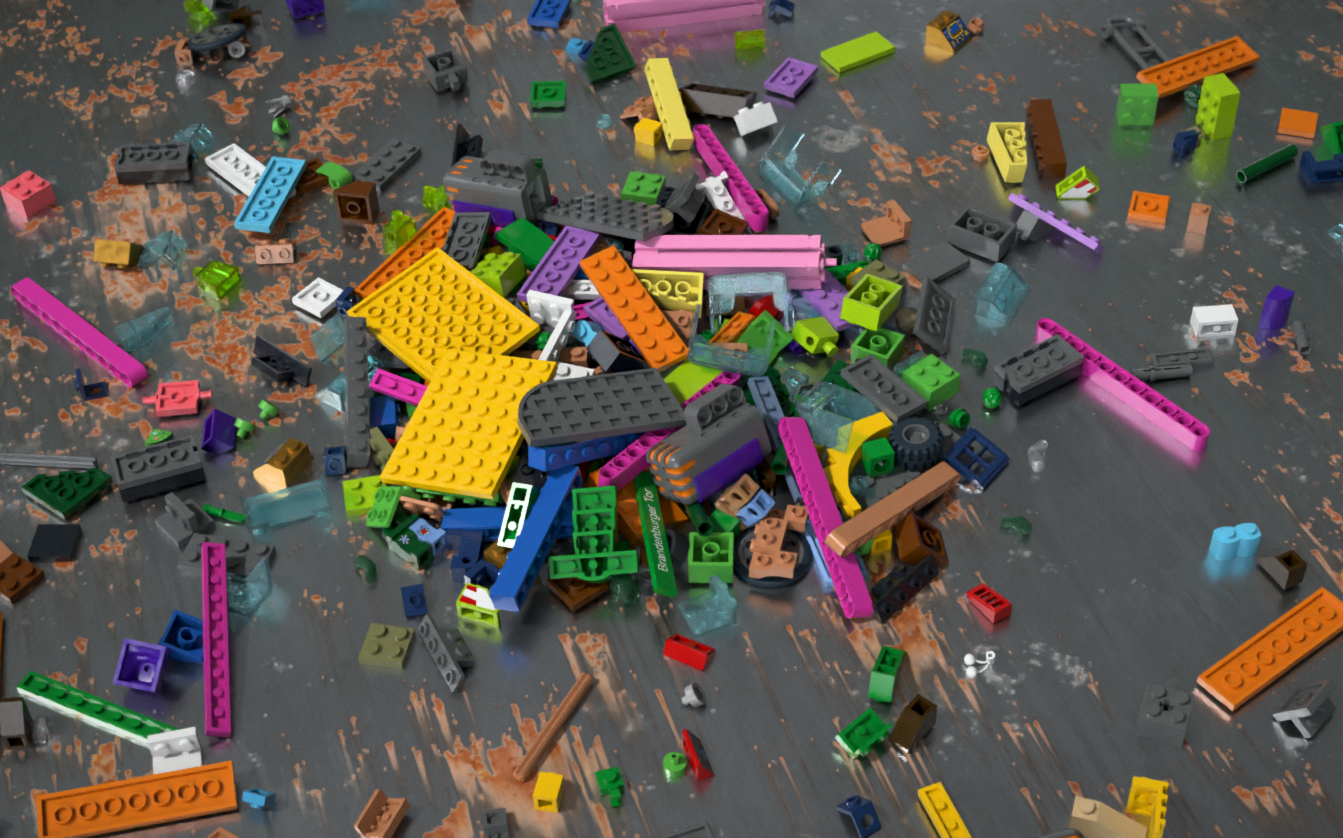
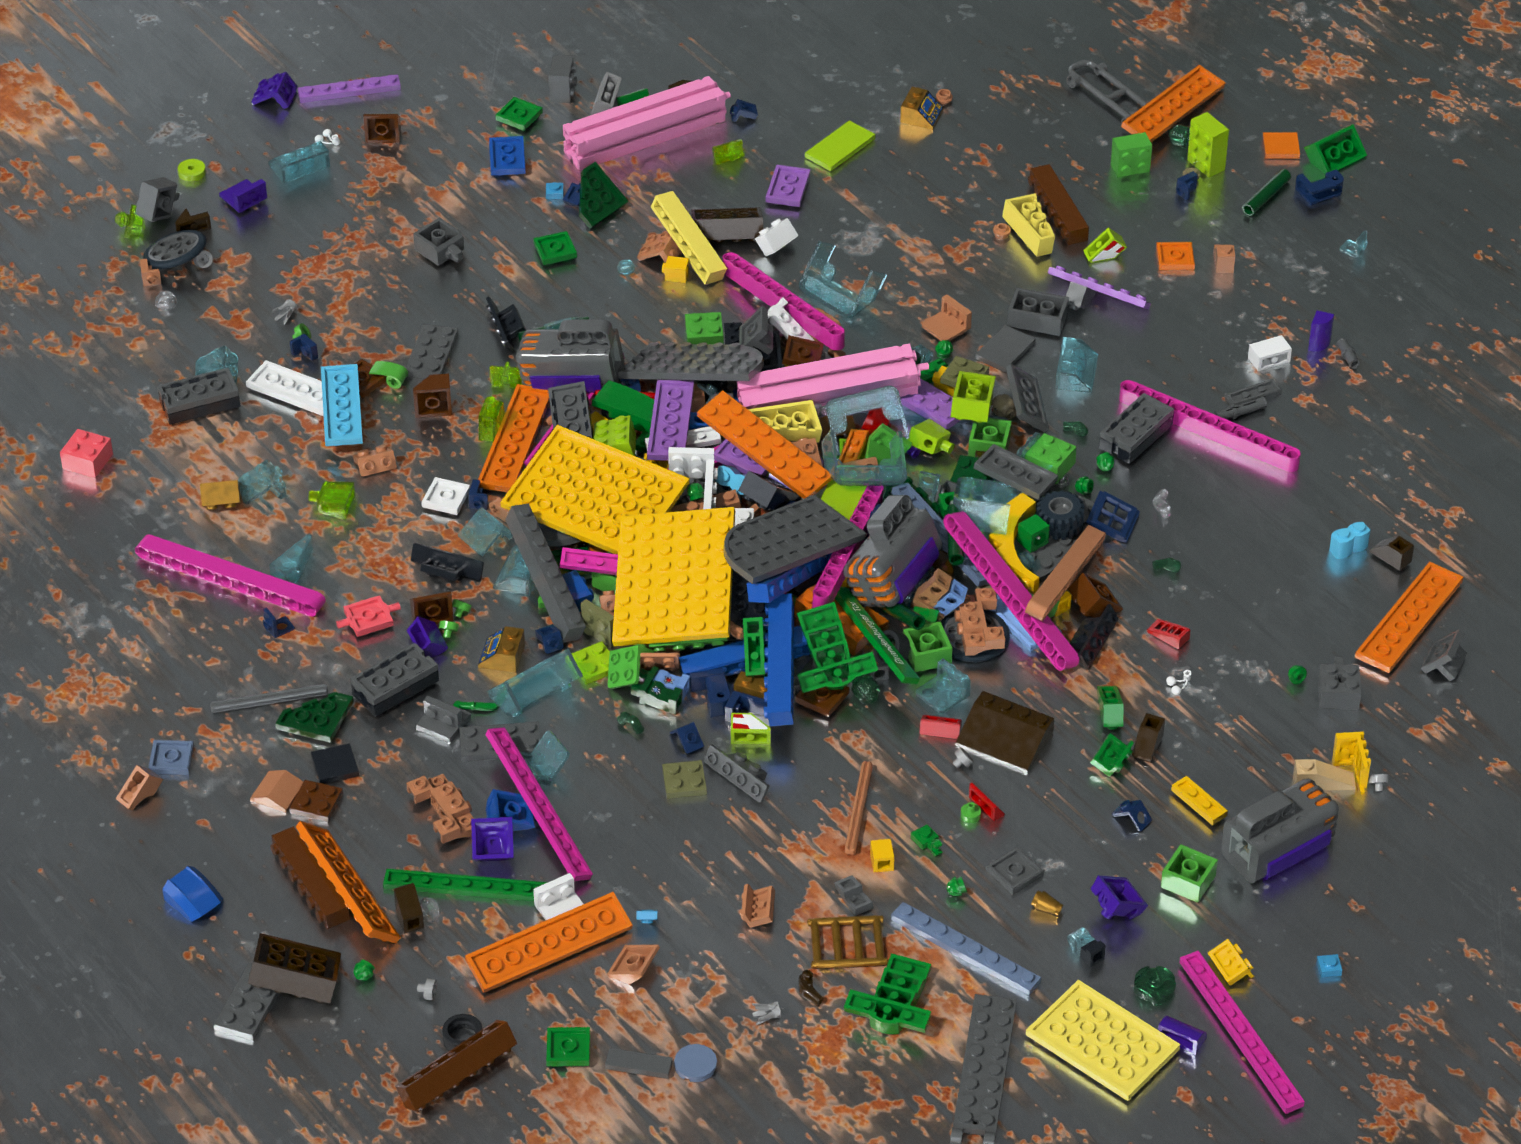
camera: 20 degrees left, 0 degrees up
(132, 613) = (447, 802): none -> nougat bracket
(158, 436) = (371, 654): bright green tile -> none
(238, 403) = (433, 607): none -> reddish brown slope
(273, 136) = (305, 345): none -> dark blue bracket
(755, 676) = (1005, 731): none -> dark brown slope
(1119, 687) = (1297, 674): none -> green plate

